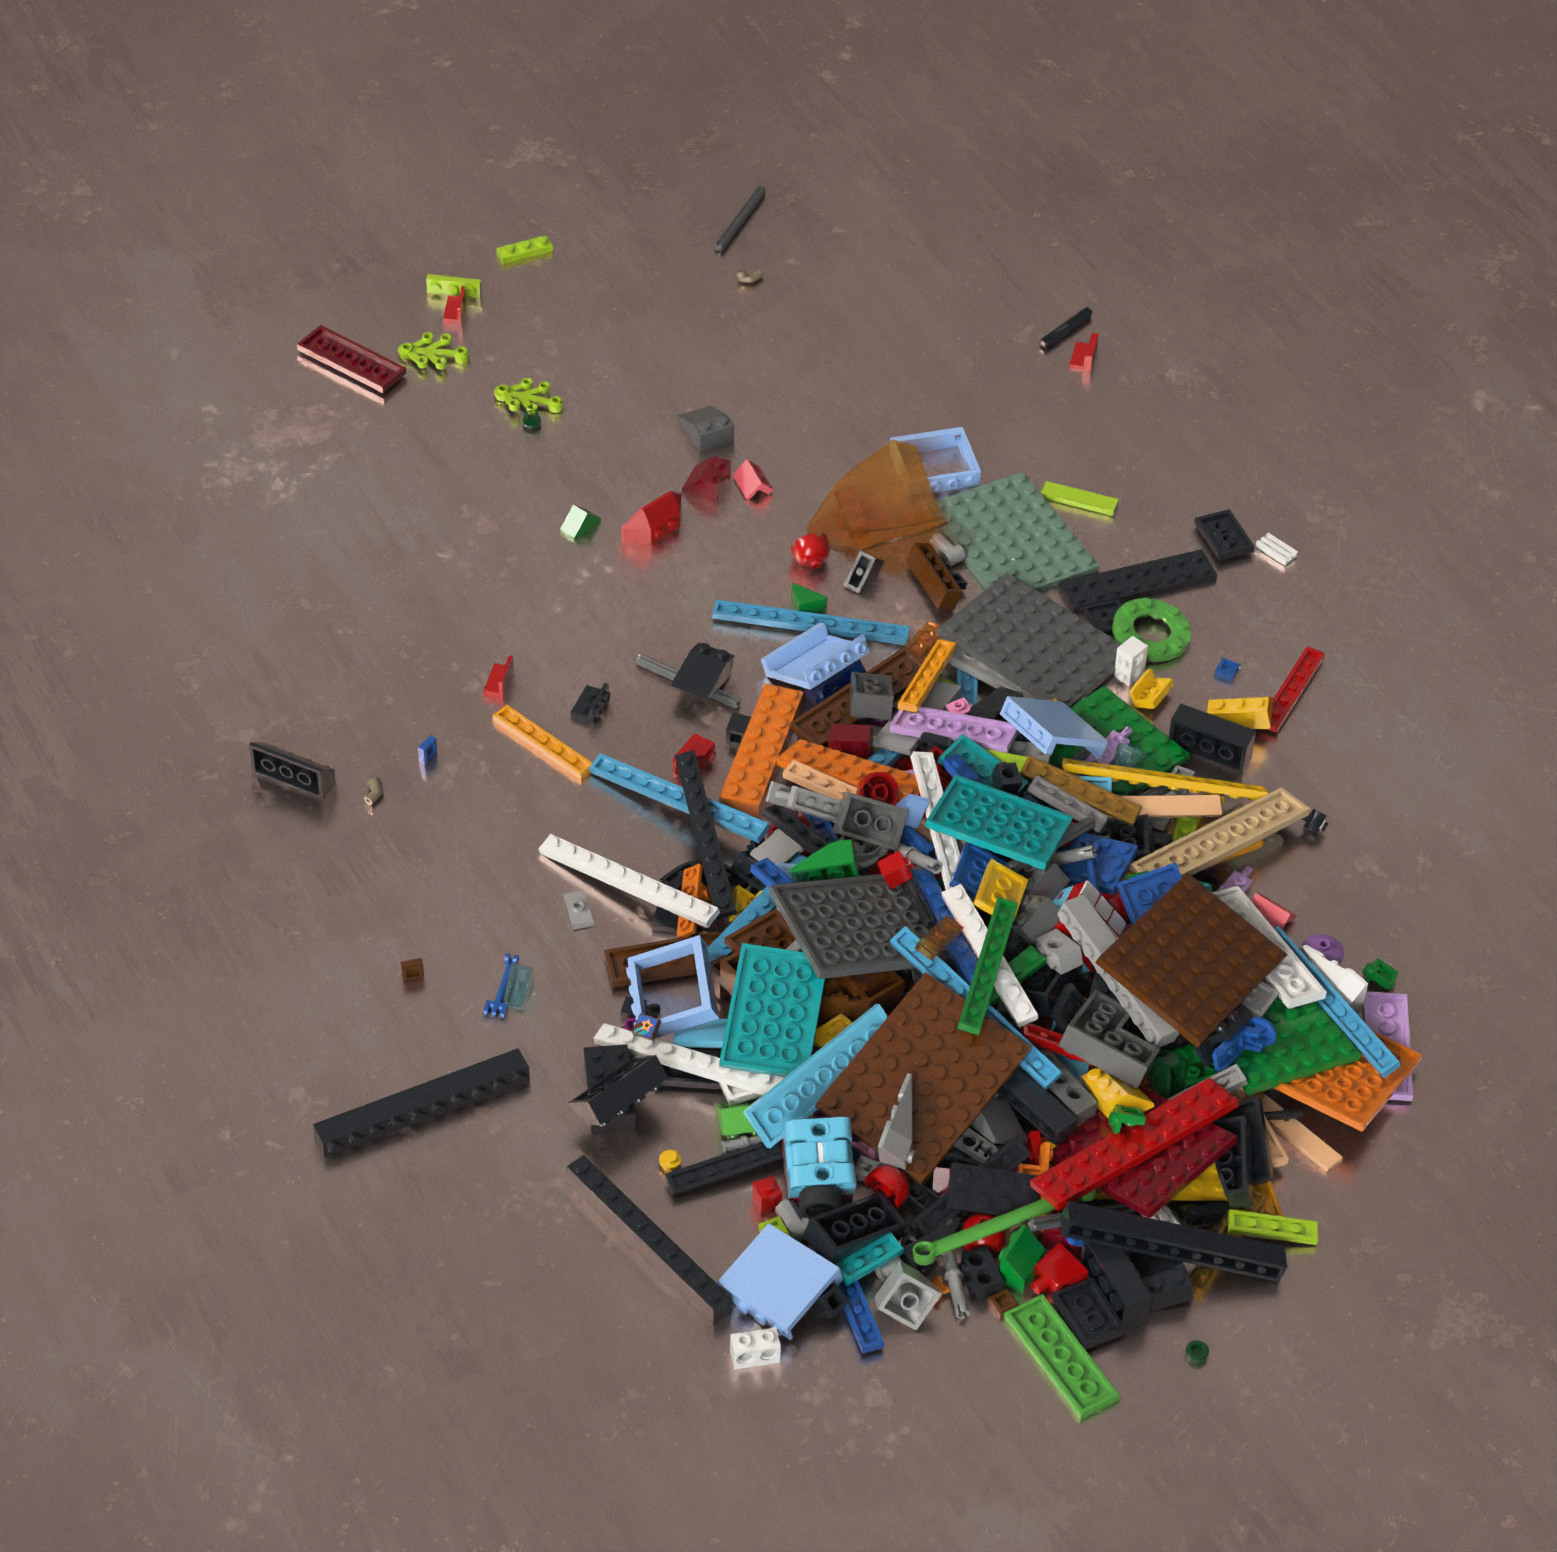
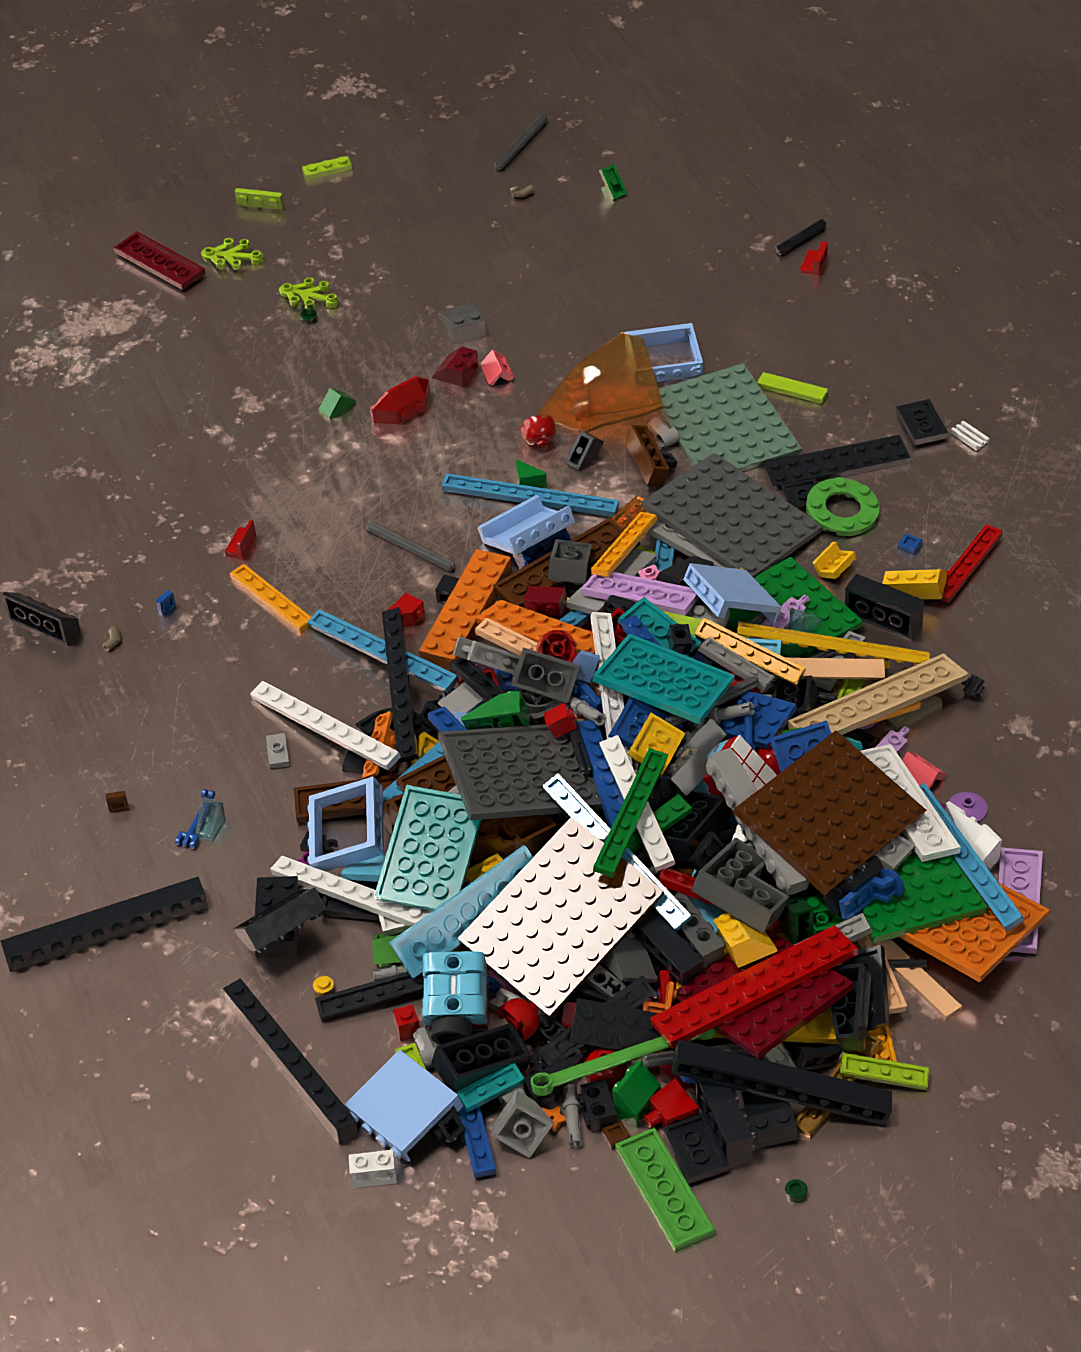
camera: 10 degrees right, 0 degrees up
(455, 308) = (258, 217): red panel -> none
(591, 703) = (319, 564): black bracket -> none
(646, 1027) = (316, 860): tile -> none
(704, 670) = (424, 536): black slope -> none
(851, 266) = (613, 184): none -> green slope
(897, 1137) = (527, 972): light grey wedge -> none
(939, 937) = (589, 785): clear orange plate -> none
(1059, 950) = (705, 801): light grey brick -> none
(1128, 1115) = (747, 958): green bracket -> none
(1130, 660) = (817, 534): white brick -> none
(1380, 973) = (1019, 830): green bracket -> none

